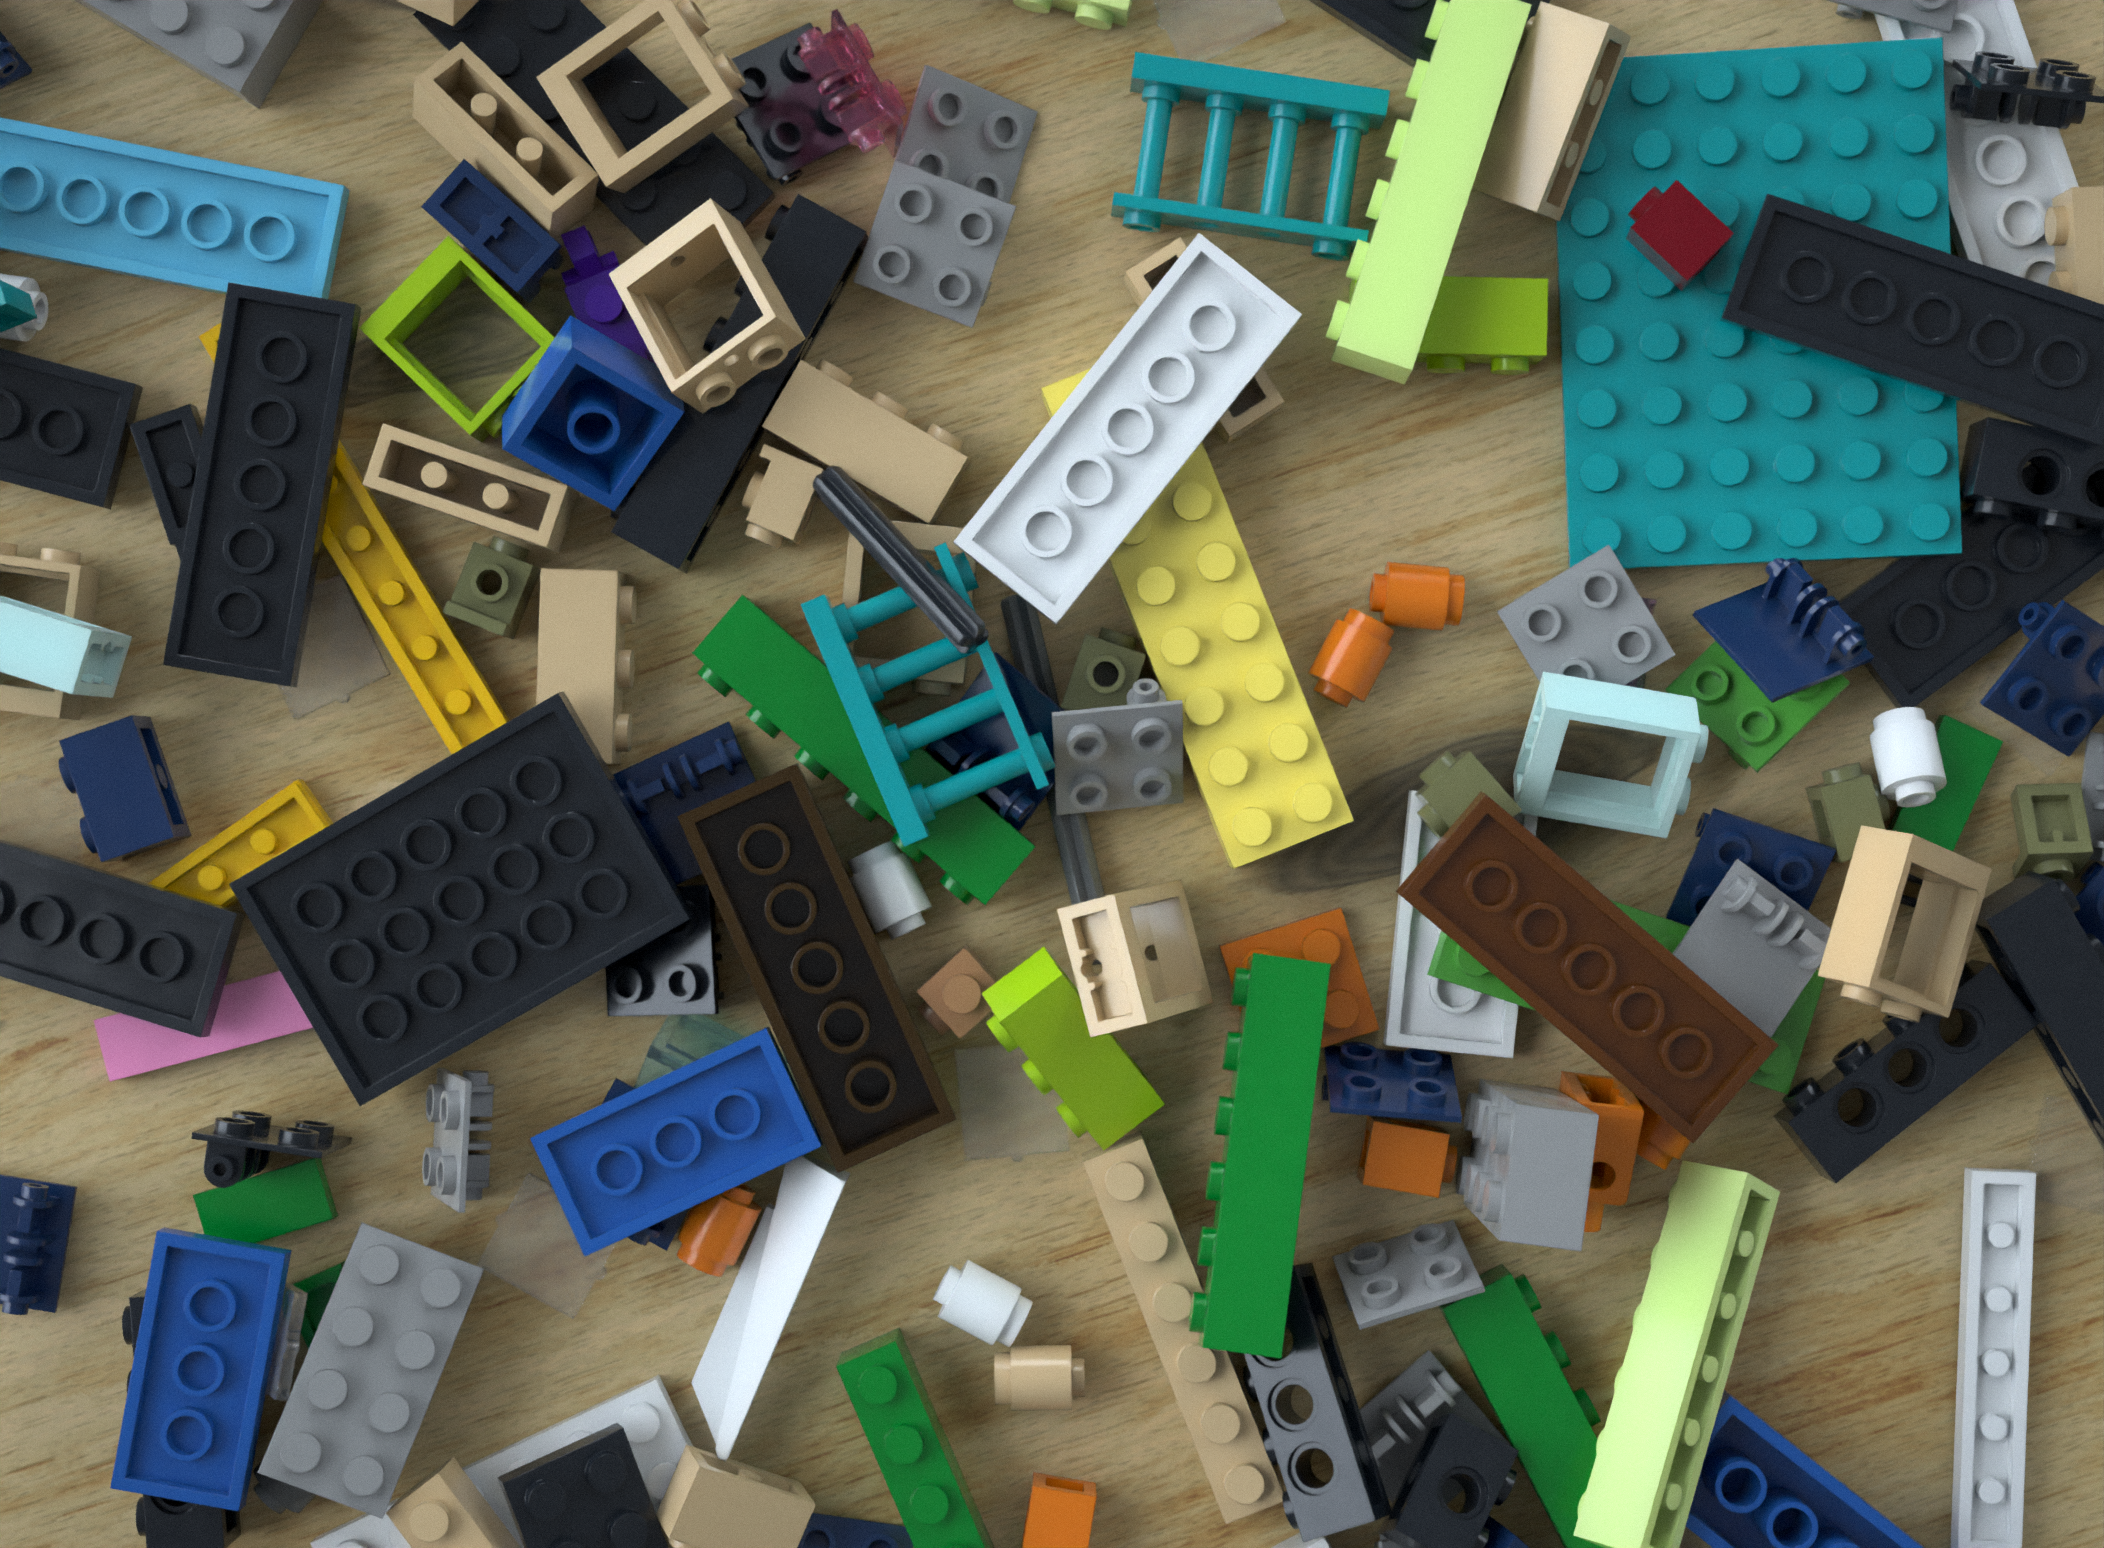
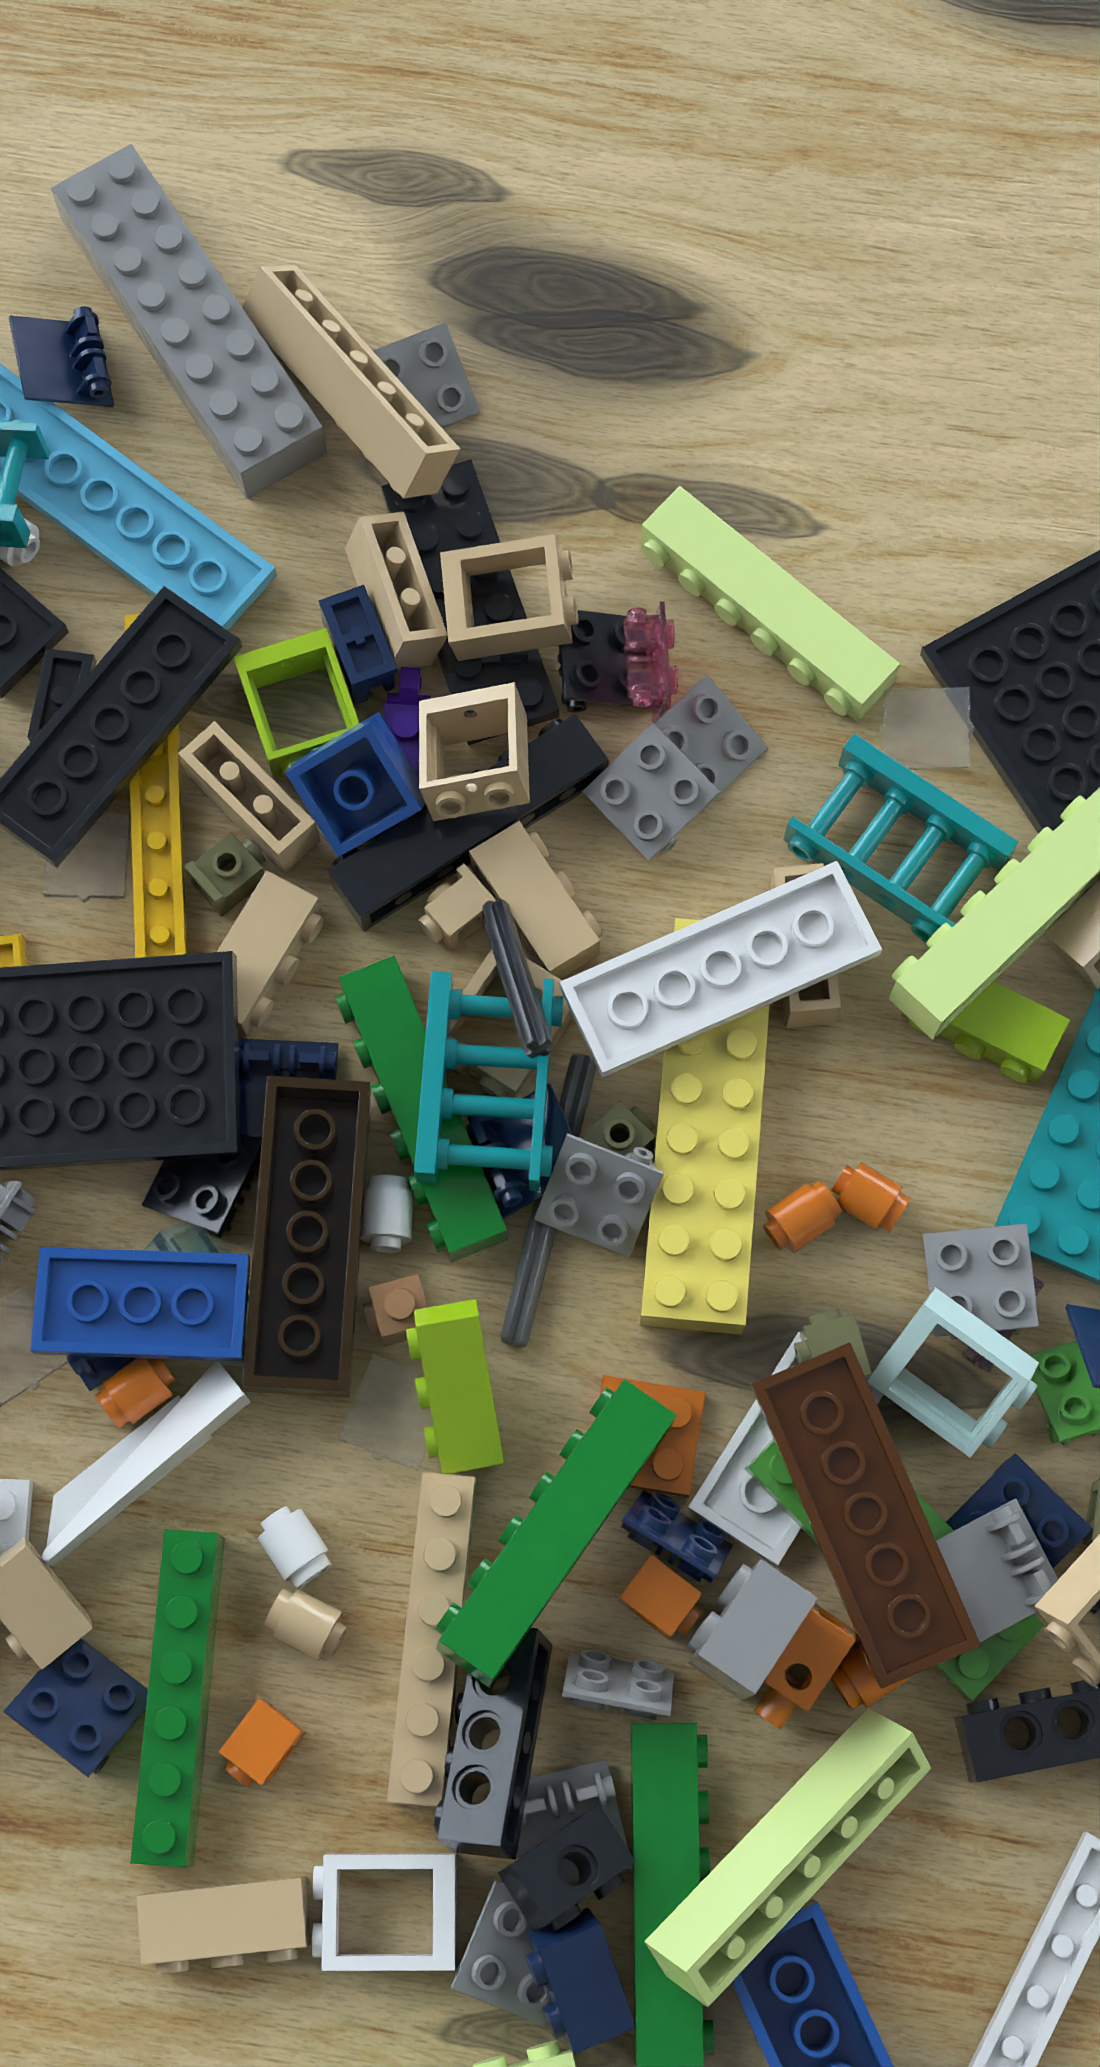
camera: 25 degrees right, 15 degrees down
(1132, 983) = (511, 1355): tan window -> none

